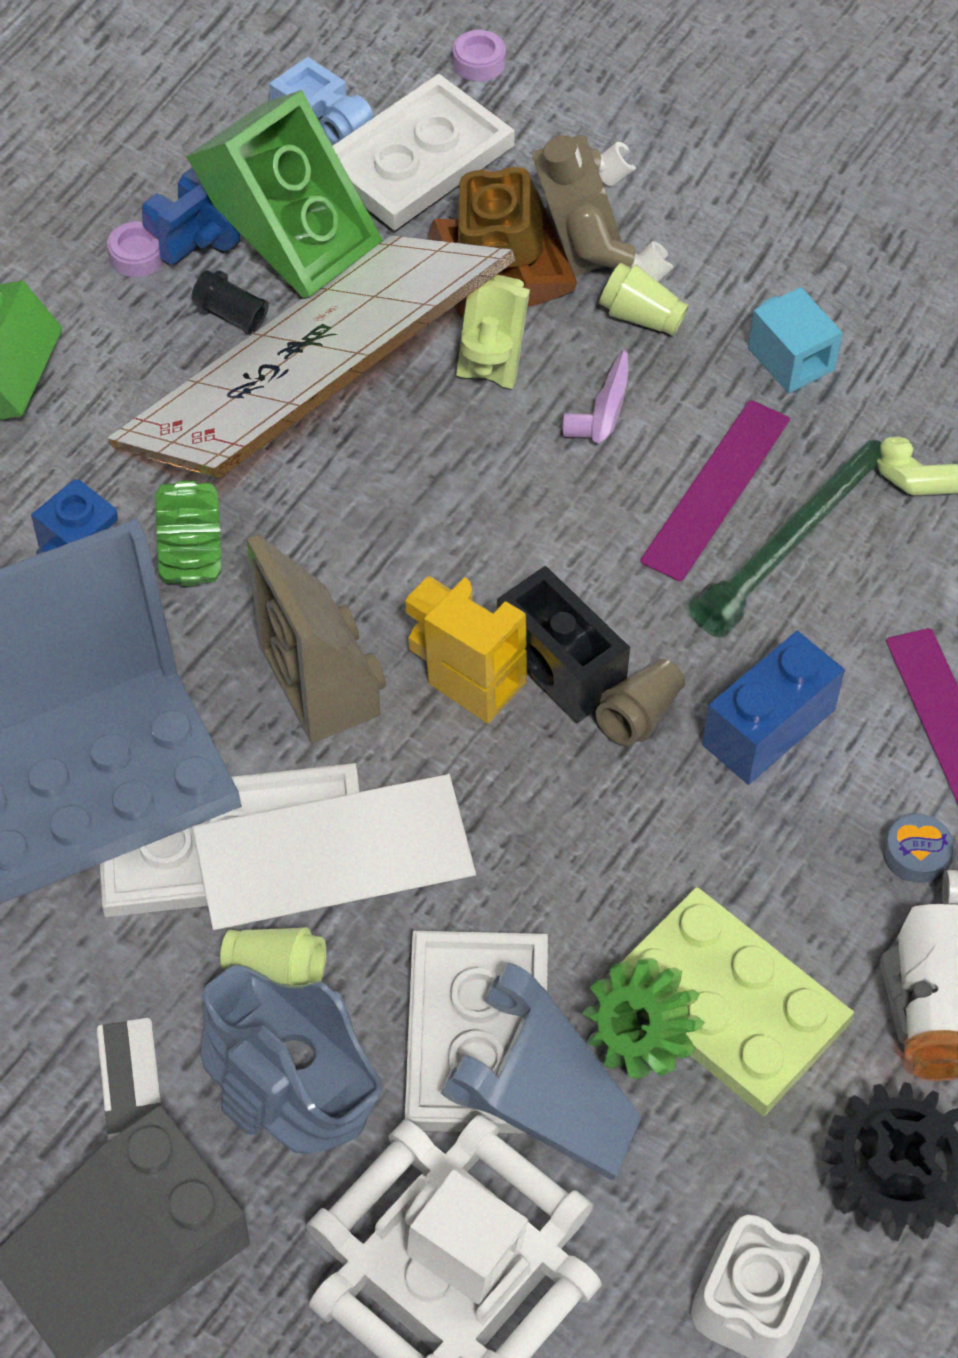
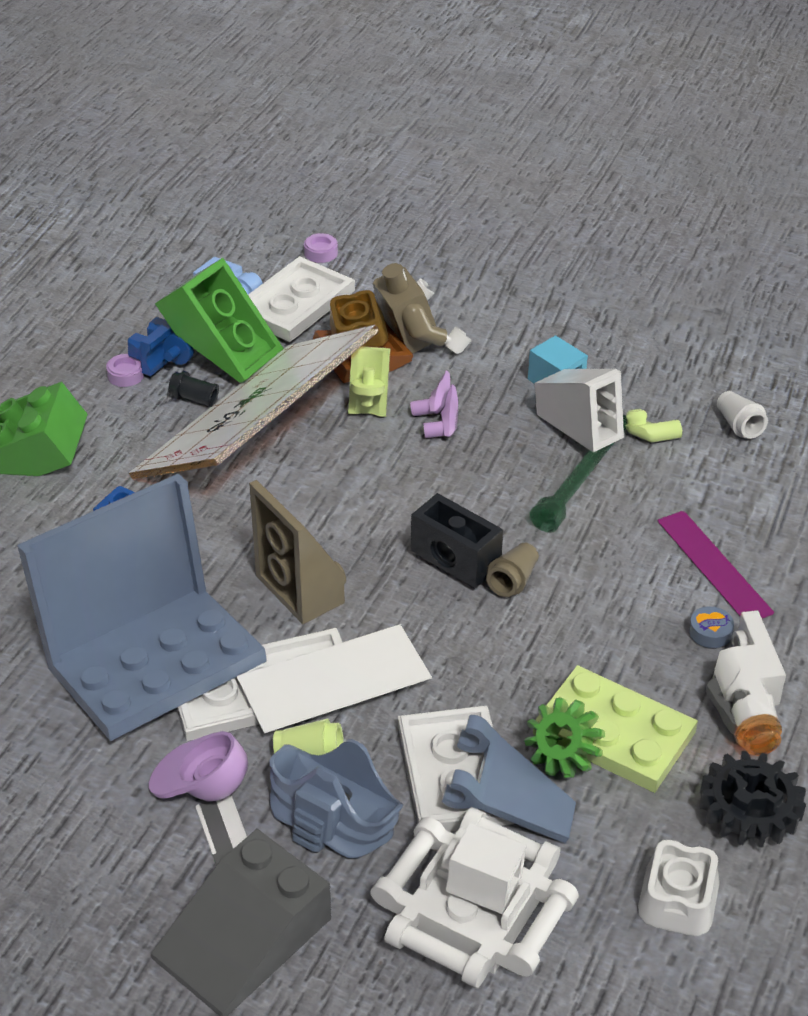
camera: 10 degrees left, 15 degrees down
(109, 975) = (202, 767): none -> lavender cap
(188, 533) = (205, 509): bright green gear -> none
(468, 650) = (396, 547): yellow hips -> none
(595, 373) = (436, 401): none -> lavender bar
(642, 300) = (457, 358): yellowish green cone -> none
(715, 491) = (525, 461): magenta sticker -> none
(772, 707) = (598, 559): blue brick -> none
(811, 426) = (583, 405): none -> white slope

